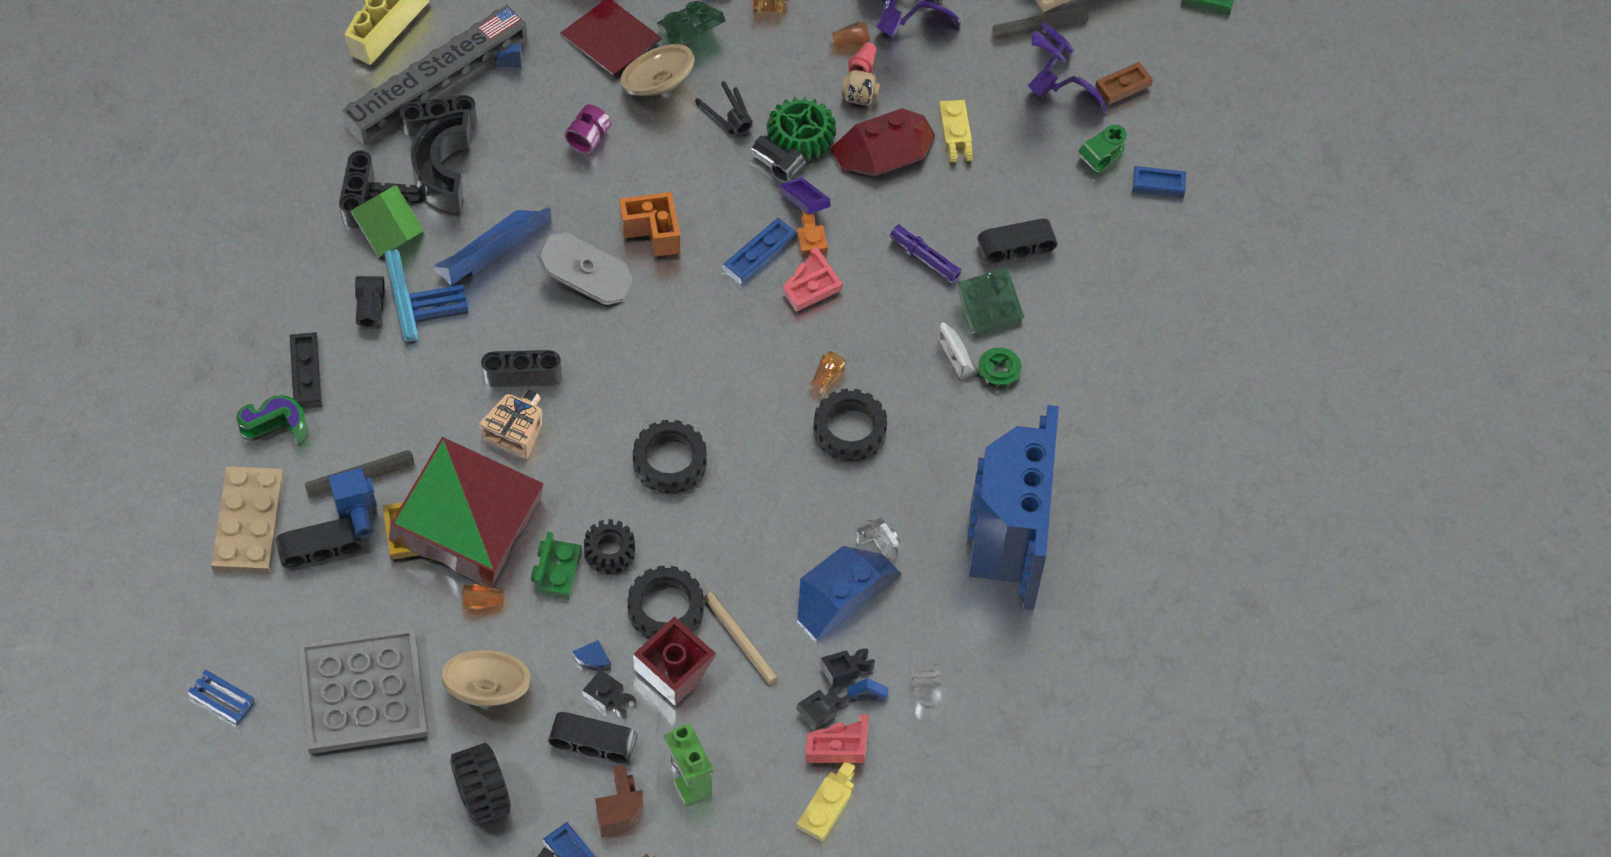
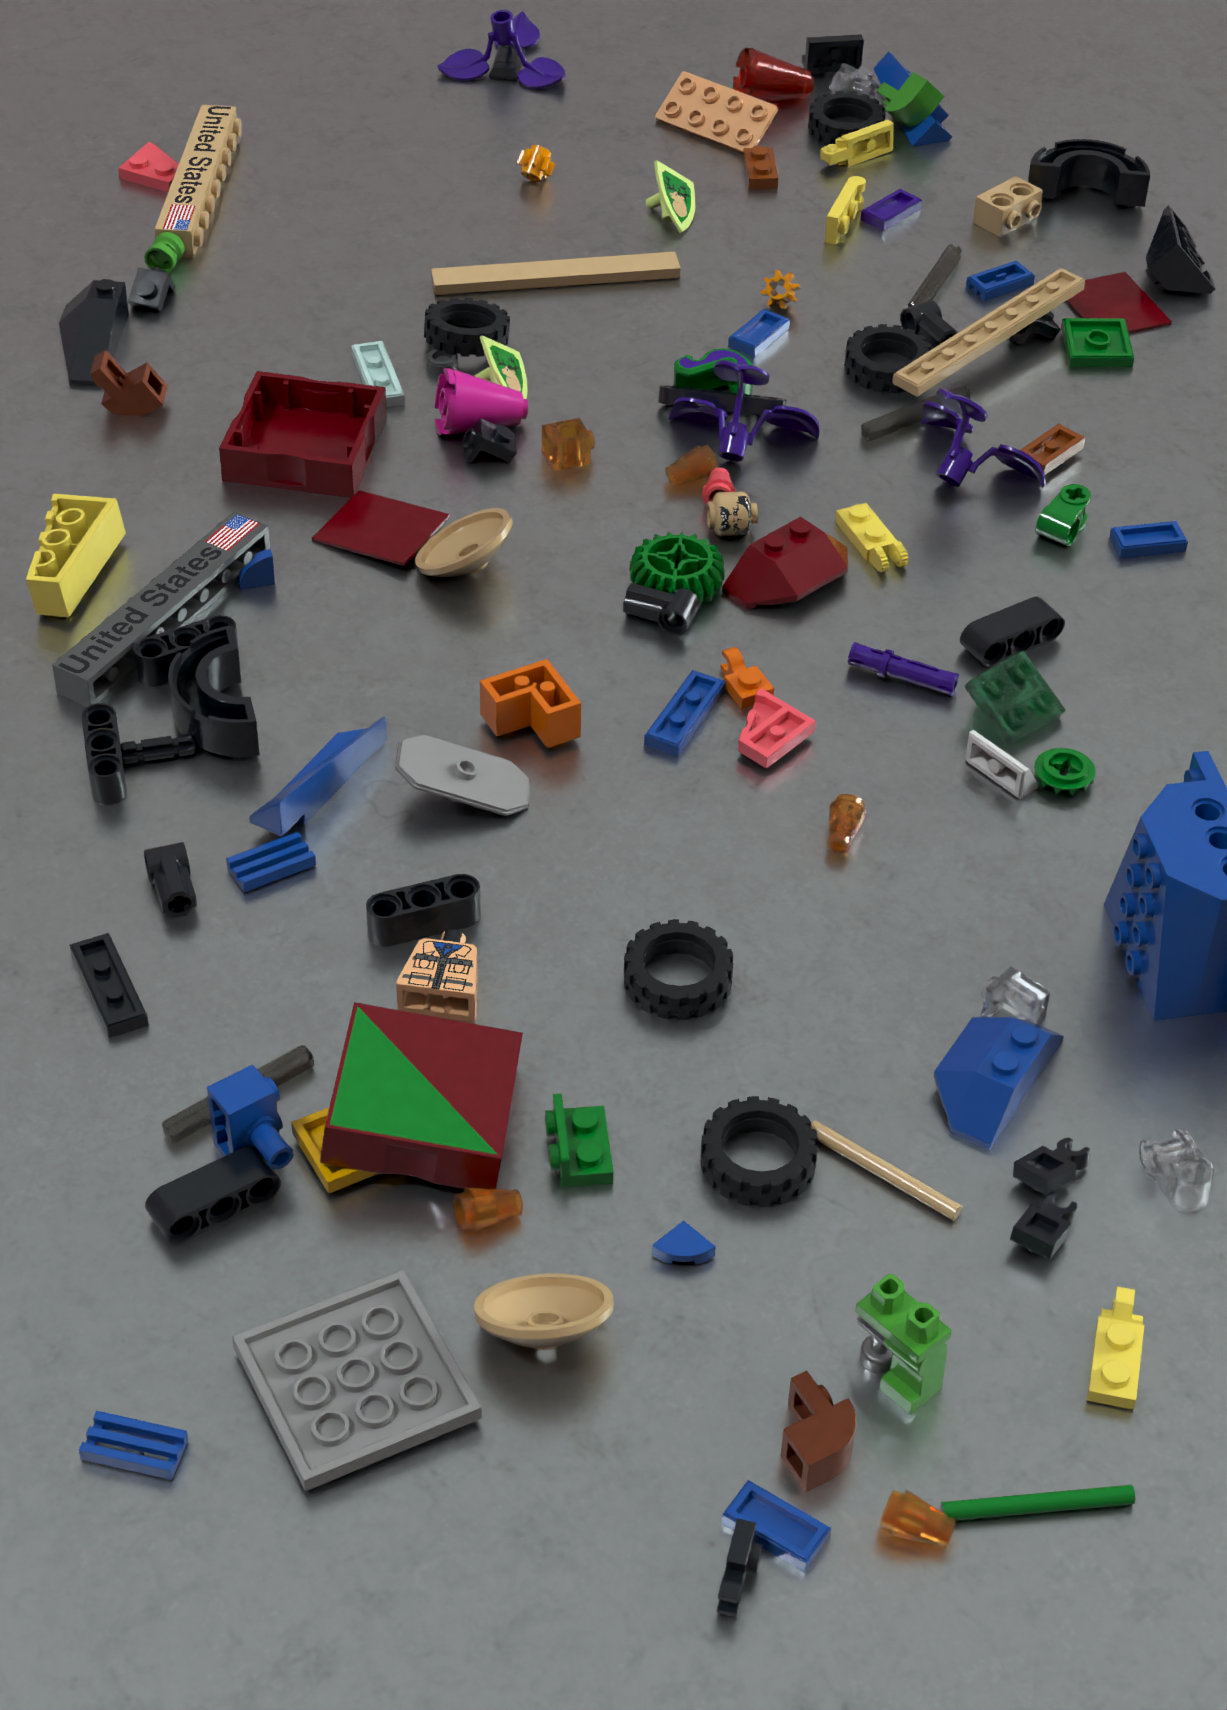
camera: 15 degrees left, 15 degrees down
(247, 520) = (90, 1194): tan plate -> none
(271, 415) = (82, 1046): green animal -> none
(387, 221) = (161, 778): bright green slope -> none
(401, 295) = (215, 865): medium azure axle -> none
(480, 783) = (602, 1451): black tyre -> none
(587, 129) = (397, 624): magenta wheel -> none
(593, 738) = (735, 1352): black beam -> none
(606, 691) = (725, 1287): black plate -> none
(609, 561) = (641, 1116): black tyre -> none
(673, 660) = (810, 1215): dark red slope -> none
(688, 23) = (481, 488): clear green plate -> none
(738, 117) = (588, 574): black plant -> none
(805, 195) = (718, 636): dark purple tile -> none
(839, 743) = (1095, 1267): coral wing -> none
(850, 449) = (898, 904): black tyre -> none
(867, 688) = (1097, 1186): blue tile -> none

